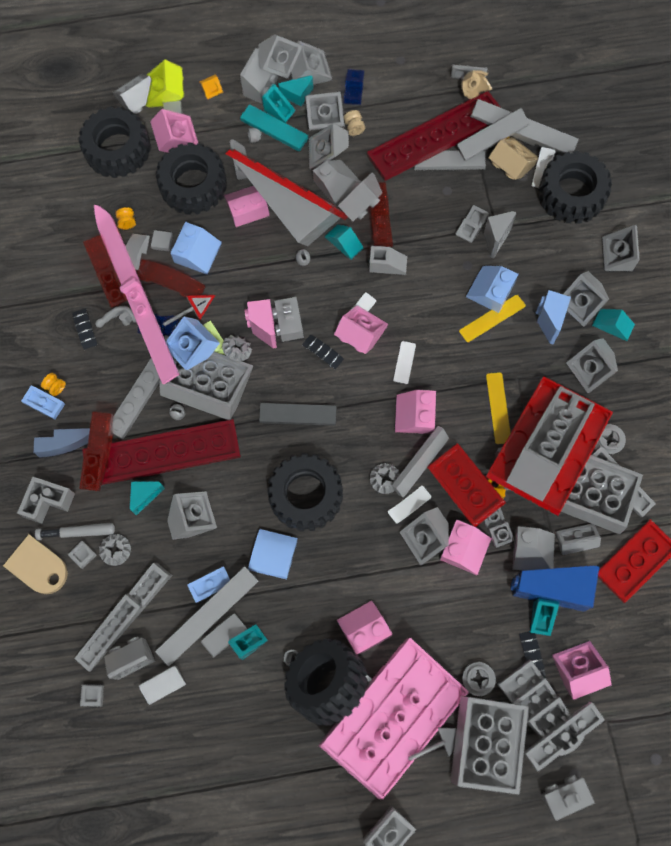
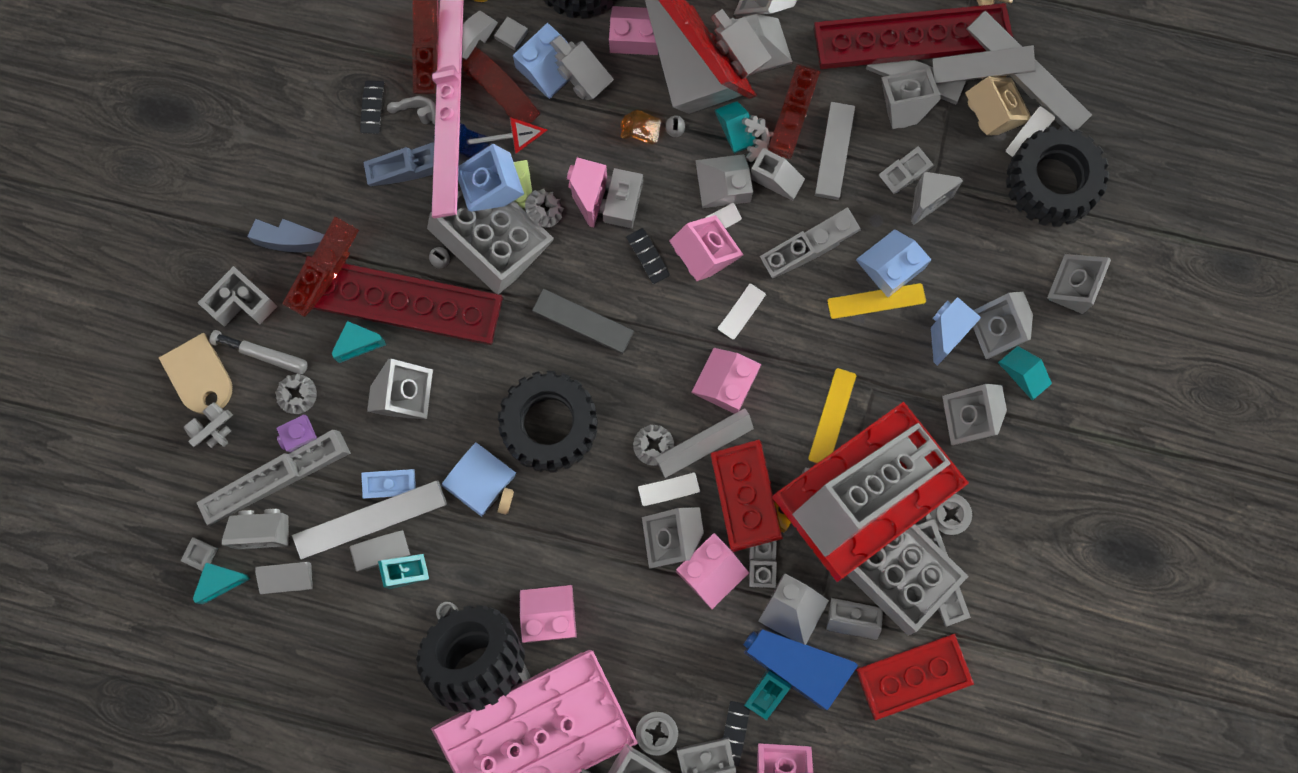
camera: 20 degrees right, 5 degrees up
(43, 402) = (284, 179): light blue plate -> none
(53, 384) = (305, 161): light orange wheel -> none
(64, 589) = (217, 417): none -> light grey hips
(82, 554) = (255, 383): light grey tile -> none
(113, 709) = (217, 581): none -> teal slope
(123, 359) = (400, 166): none -> sand blue slope
(127, 577) = (295, 433): none -> medium lavender bracket
(135, 400) = (395, 222): light grey plate -> none
(221, 243) = (580, 67): none -> light grey hinge
(279, 267) = (640, 126): none -> clear orange bracket
(299, 561) = (505, 501): none -> tan tile
(324, 183) = (739, 44): none -> light grey hinge
(353, 280) = (724, 181): none -> light grey slope
(360, 235) = (758, 128): none -> light grey animal
(362, 197) = (778, 81): light grey slope -> none
(418, 231) = (834, 151): none -> light grey tile
(431, 298) = (810, 244): none -> light grey slope
(453, 175) = (909, 96): none -> light grey slope

